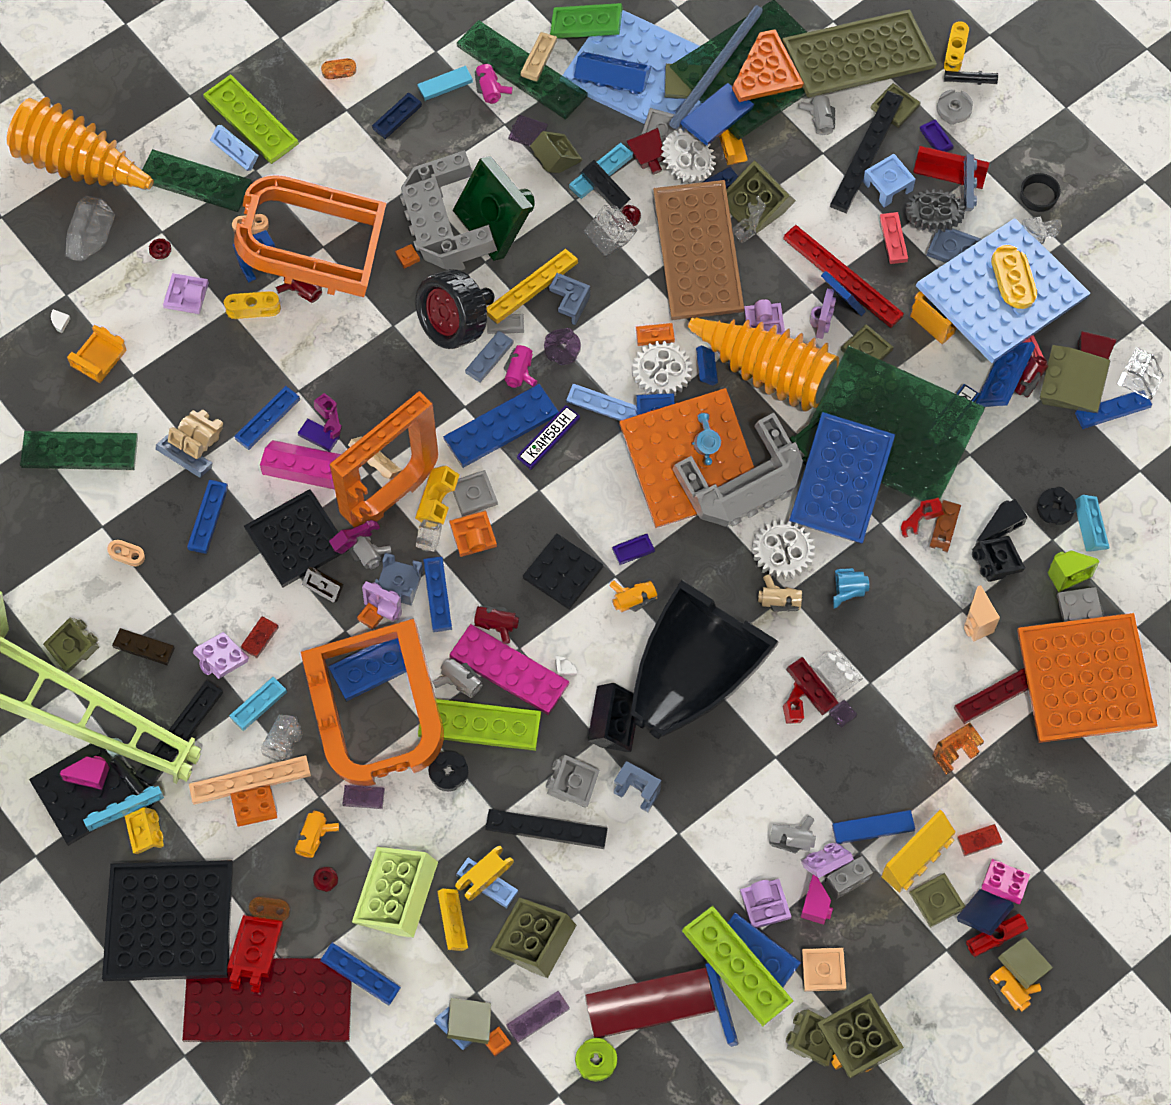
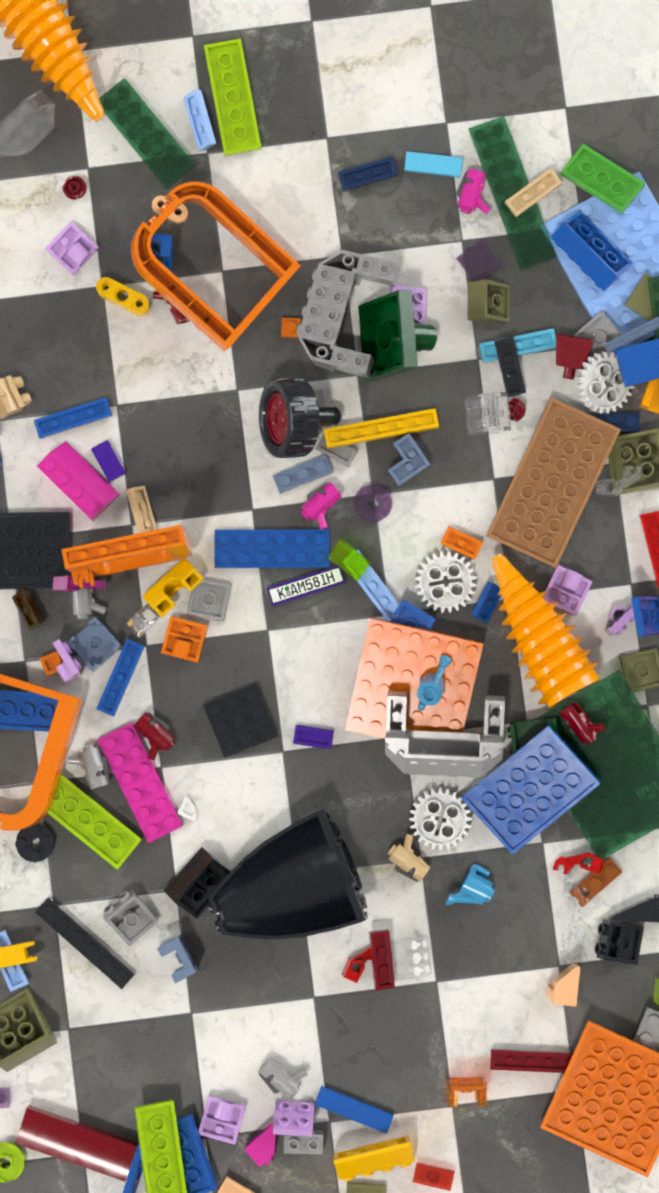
camera: 35 degrees right, 20 degrees up
(321, 405) = (125, 460): magenta piece -> none
(338, 68) = (344, 90): clear orange plate -> none
(572, 392) = (349, 560): none -> clear neon green panel
(633, 598) = (284, 785): light orange piece -> none
(842, 713) = (393, 997): clear purple plate -> none
(846, 404) = (580, 723): none -> dark red piece

